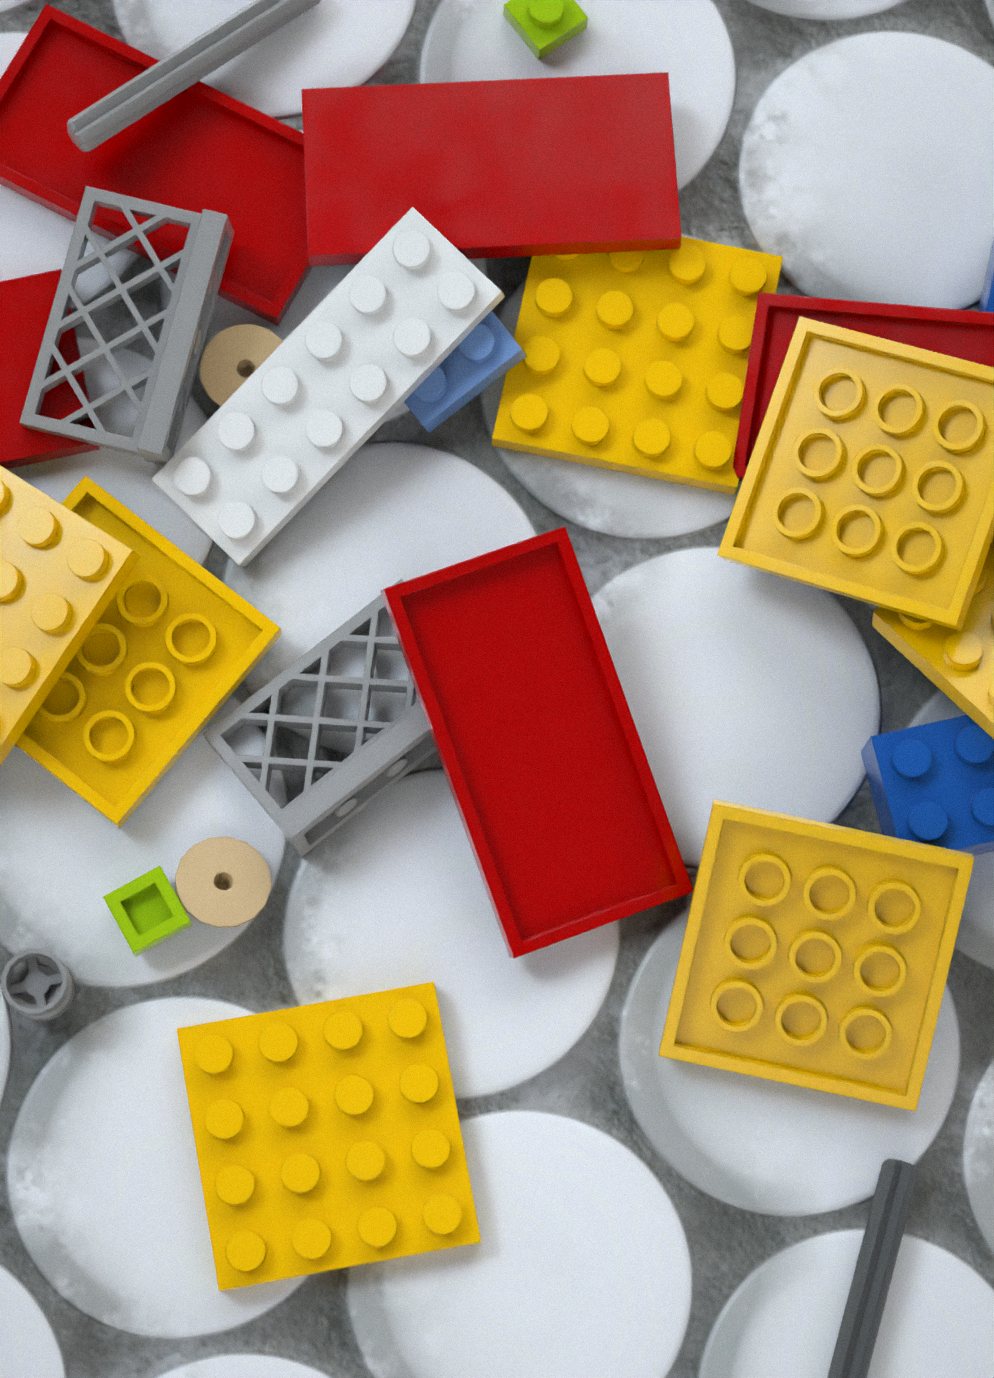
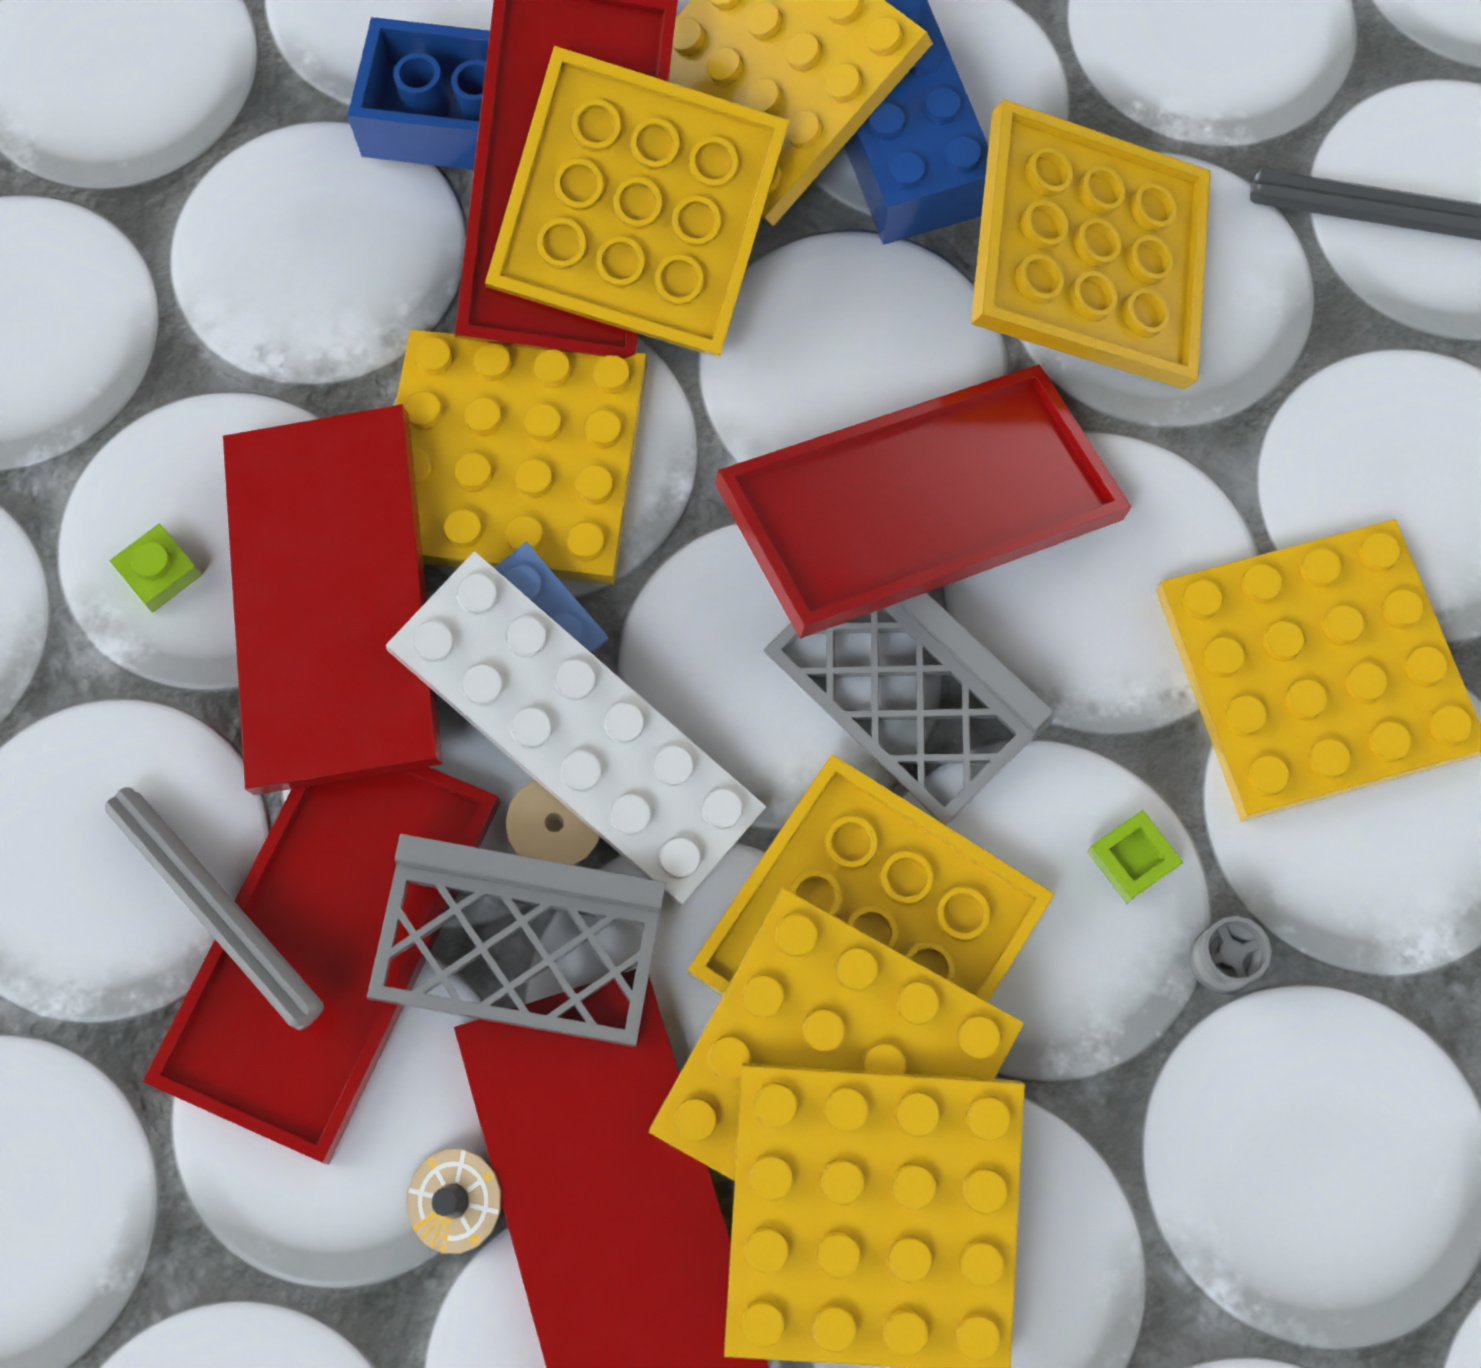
camera: 90 degrees left, 5 degrees down
(223, 882) = (1093, 788): tan piece -> none

